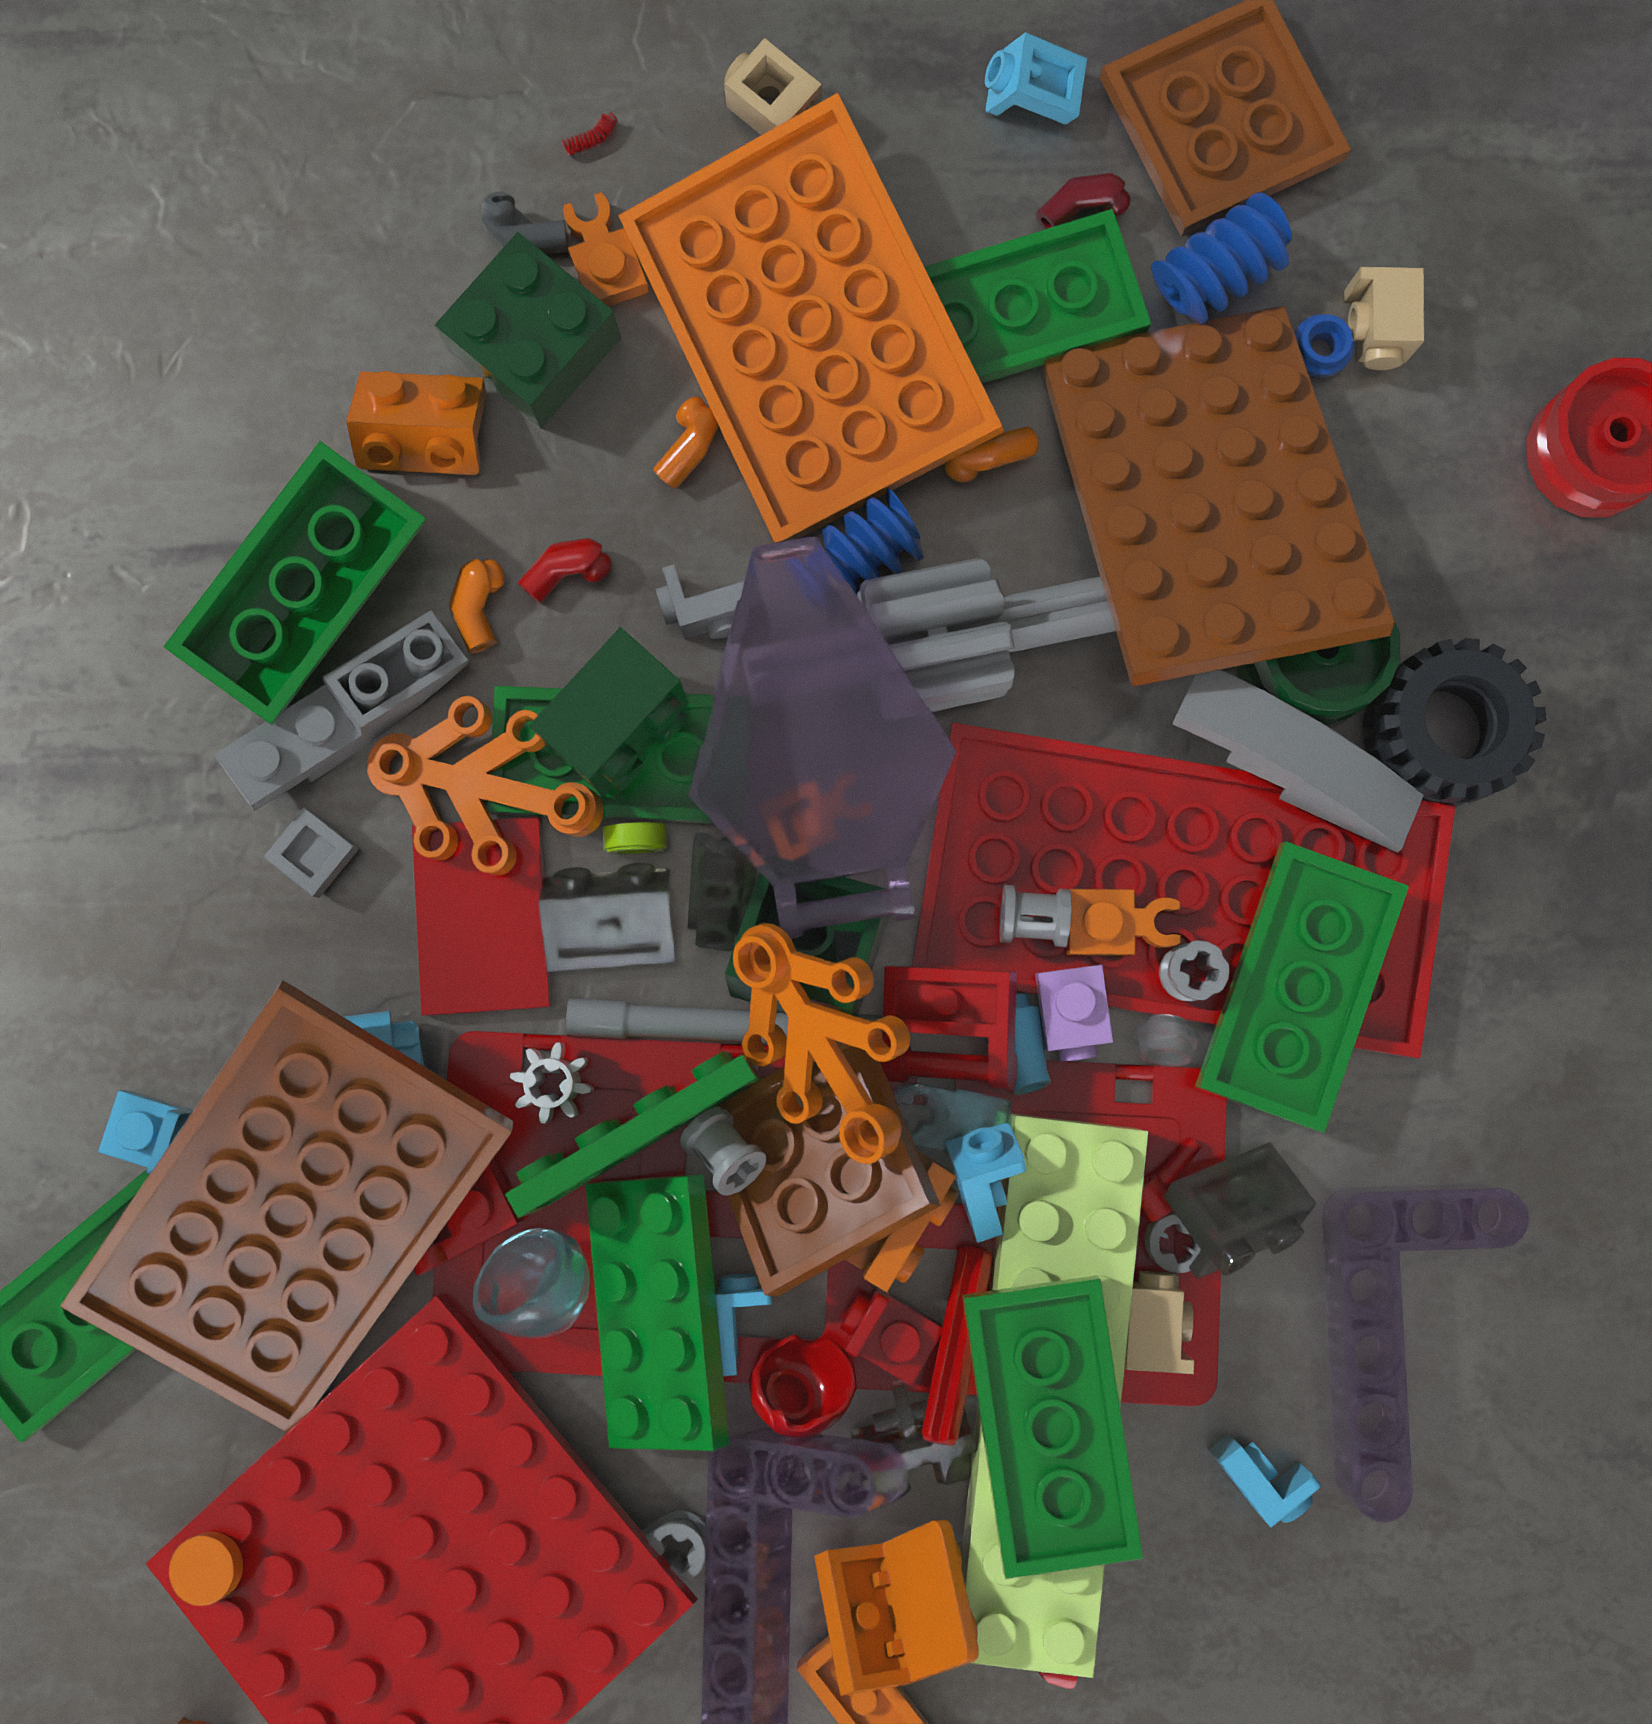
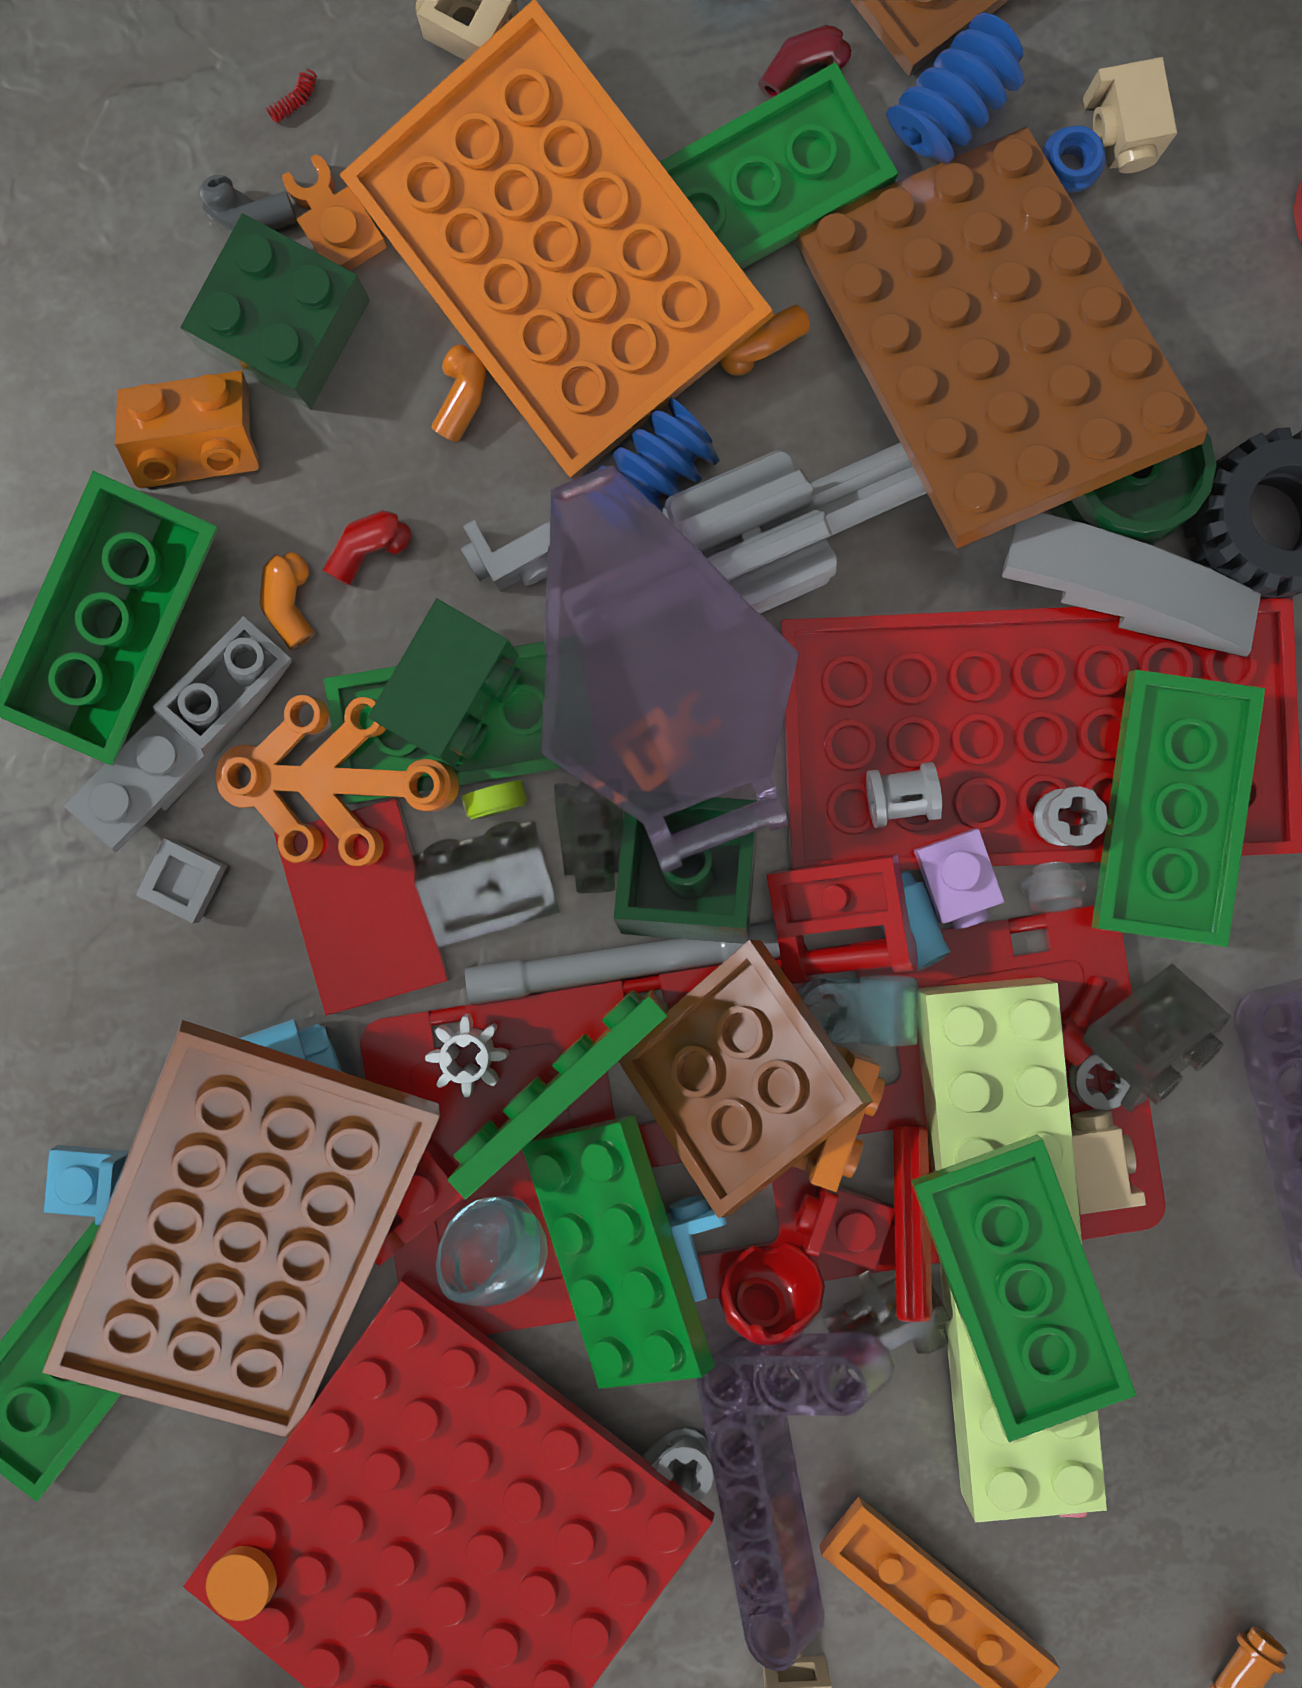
camera: 10 degrees left, 5 degrees up
(723, 1151) = (648, 1088): light grey bush -> none
(813, 1036) = (664, 907): orange plant -> none
(897, 1609) = (907, 1484): orange bracket -> none
(979, 1165) = (902, 1050): medium azure bracket -> none
(1108, 922) = (976, 785): orange plate -> none
(1252, 1472) = (1241, 1298): medium azure bracket -> none

